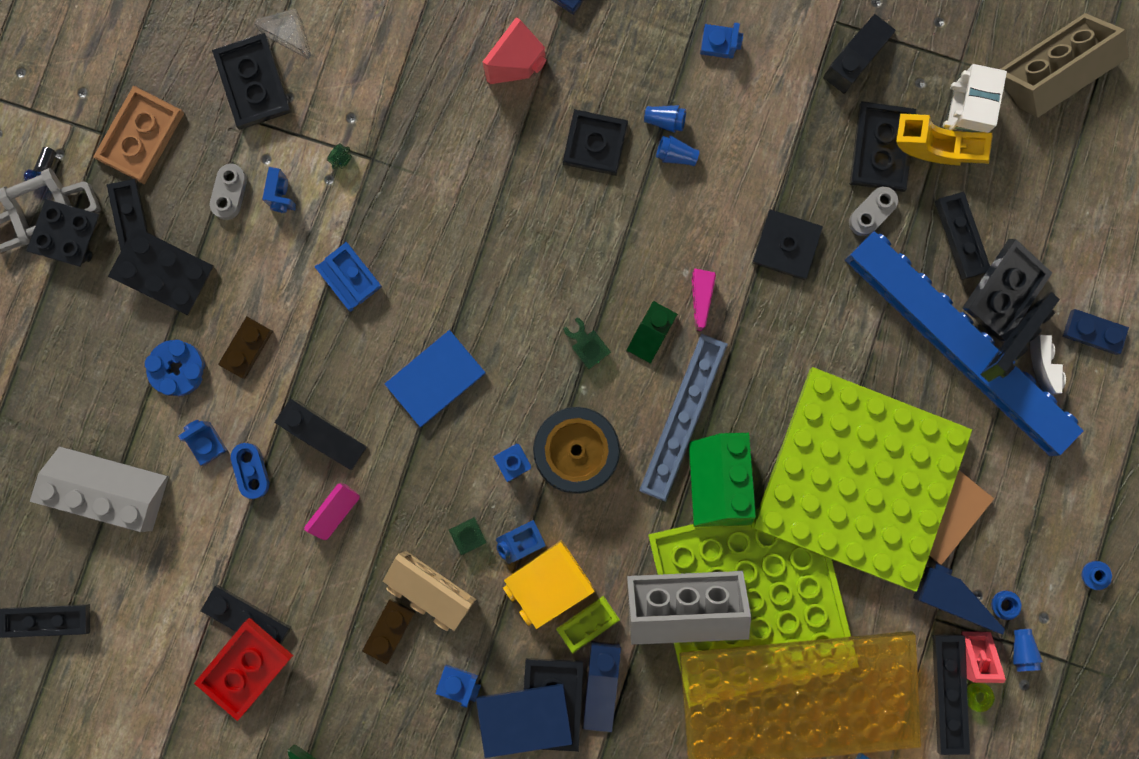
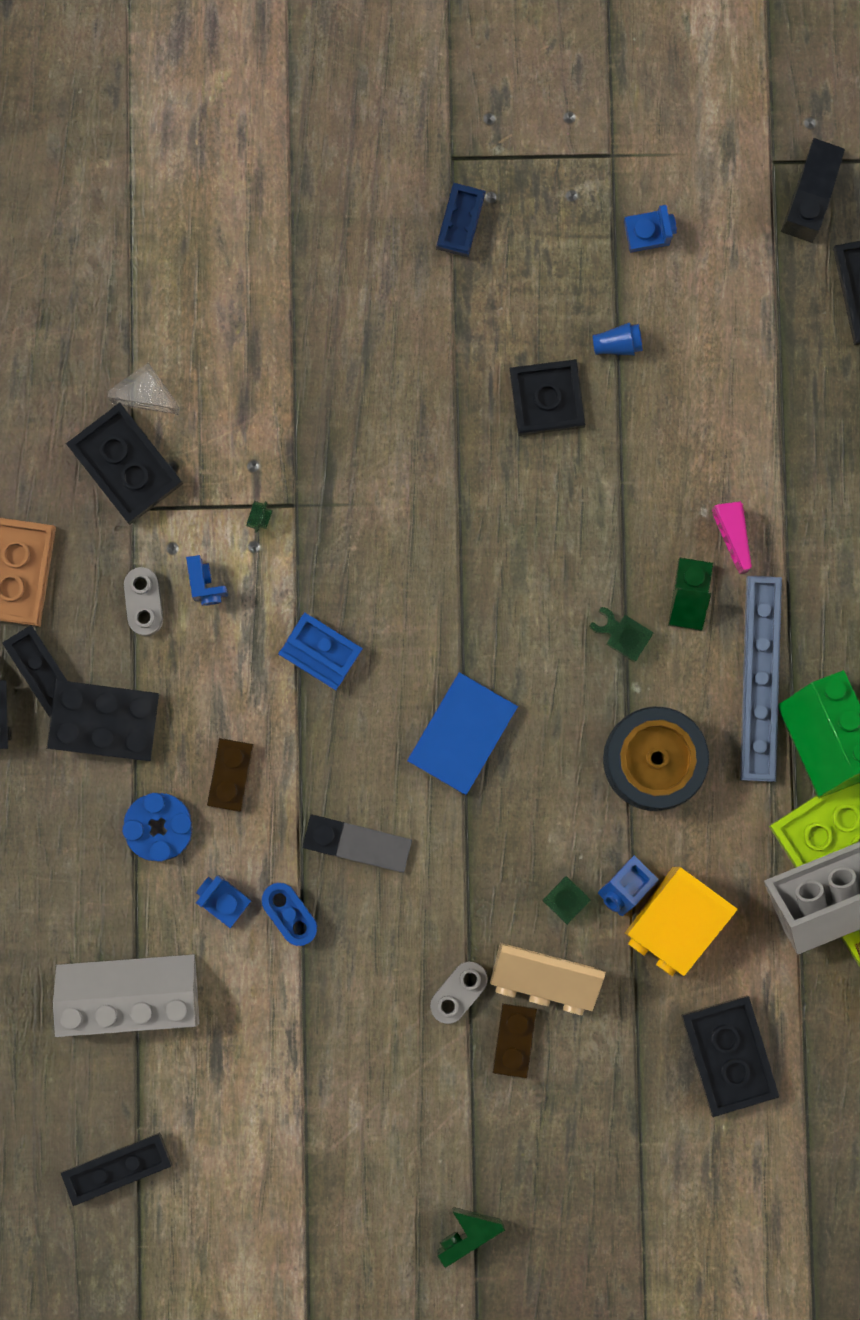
camera: 25 degrees left, 0 degrees up
(234, 611) = (346, 1084): black plate -> none
(243, 669) = (367, 1141): red plate -> none
(332, 511) = (401, 927): dark pink slope -> none
(358, 578) = (458, 992): none -> light grey plate
(458, 685) = (616, 1073): blue bracket -> none
(512, 462) = (588, 798): blue bracket -> none
(514, 55) = (423, 330): coral slope -> none
(524, 720) = (707, 1084): dark blue tile -> none
(587, 624) = (738, 951): lime plate -> none
(602, 686) = (779, 1015): dark blue slope -> none
(674, 151) = (642, 377): blue cone -> none
(787, 244) = (808, 439): black plate -> none

